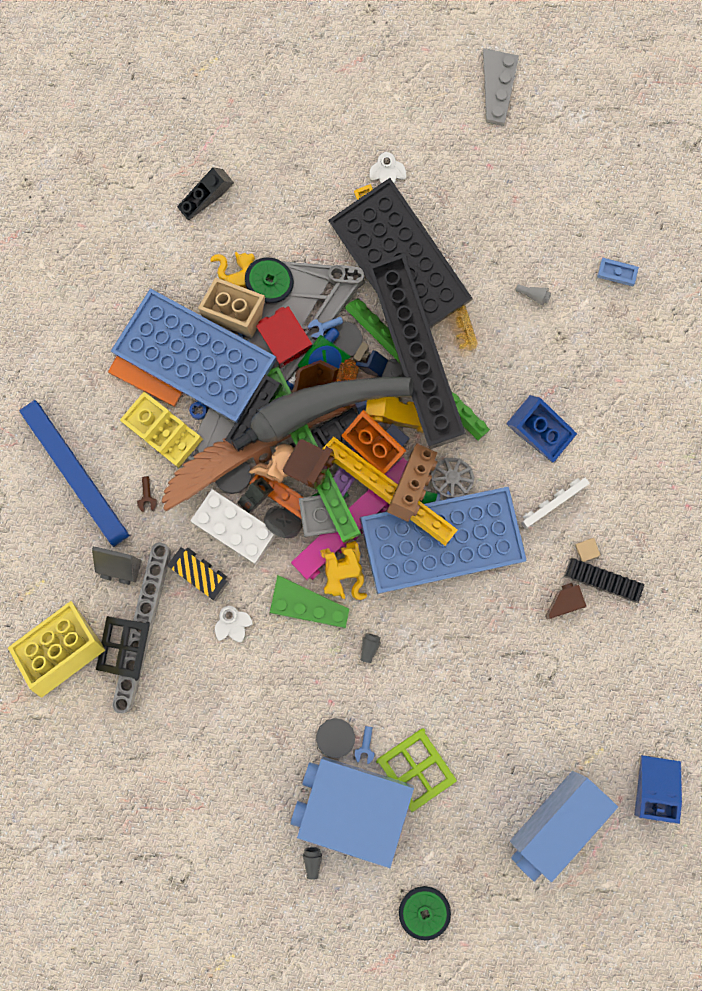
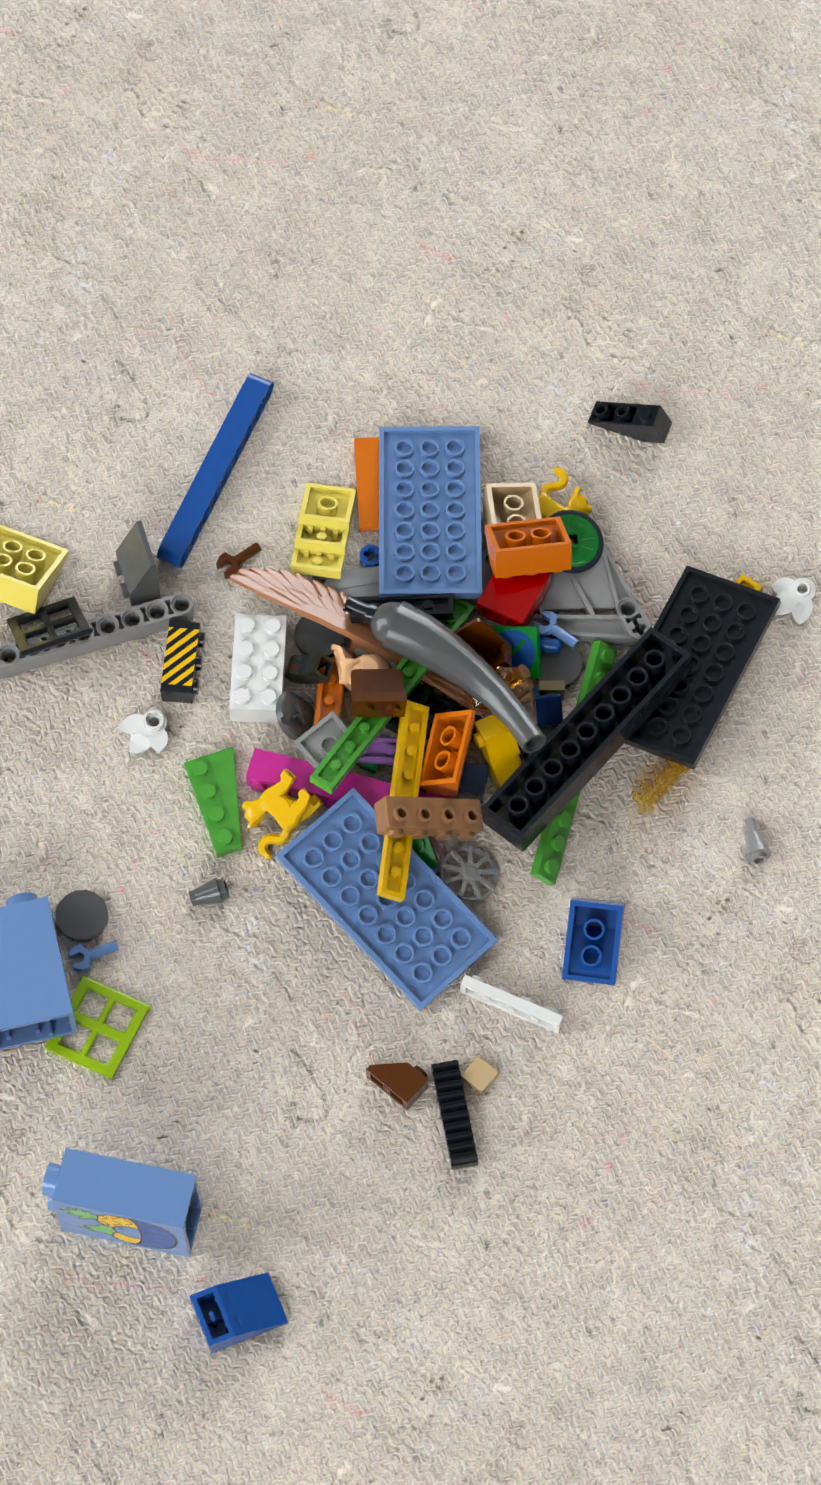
camera: 60 degrees right, 15 degrees down
(265, 308) = (528, 547): none -> orange slope

